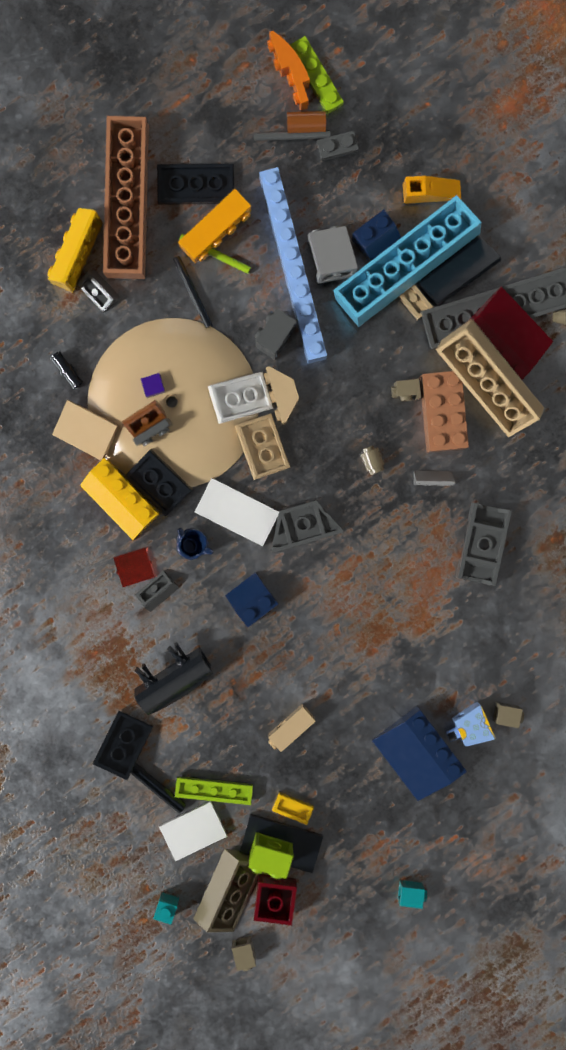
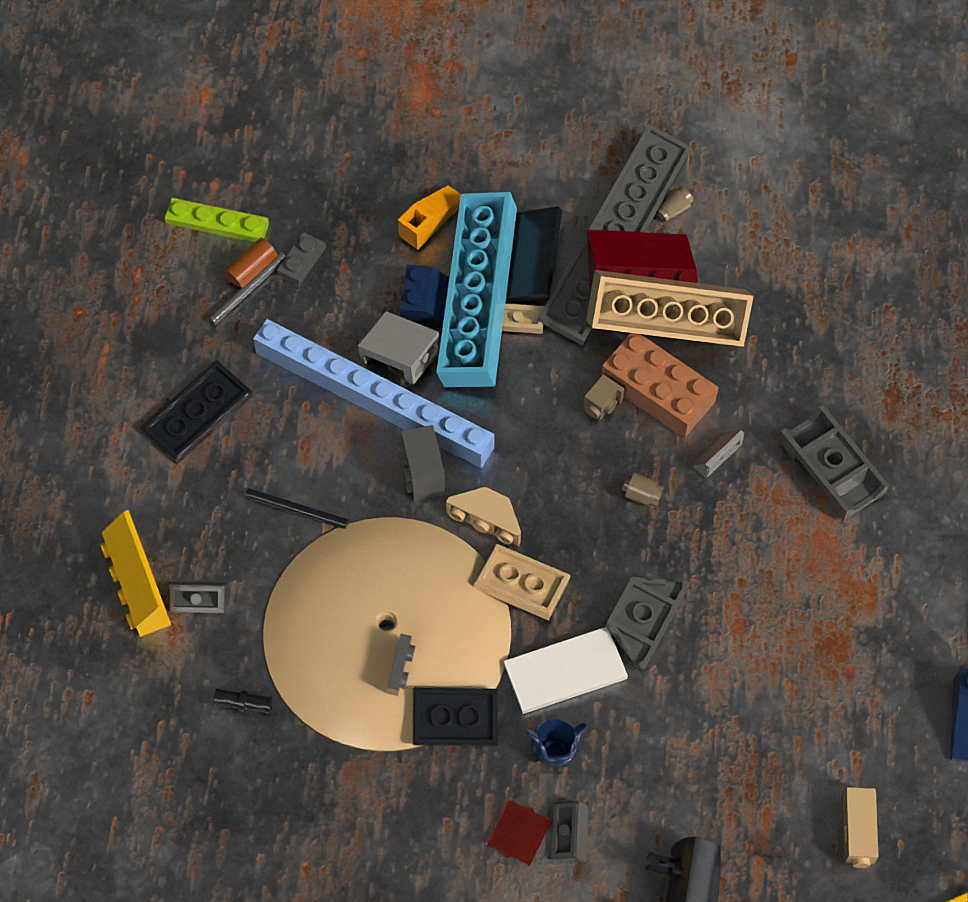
camera: 45 degrees left, 25 degrees down
(85, 430) = (324, 739): tan tile -> none
(119, 498) = (431, 773): yellow slope -> none
(126, 197) = (142, 482): nougat brick -> none
(144, 418) = (377, 660): dark orange brick -> none
(153, 385) = (352, 622): dark purple tile -> none
(215, 226) = (259, 425): light orange brick -> none
(227, 259) = (281, 454): lime bar -> none
(240, 397) = (450, 554): white tile -> none
(251, 599) = (676, 738): dark blue slope -> none
(290, 65) = (181, 230): orange slope -> none

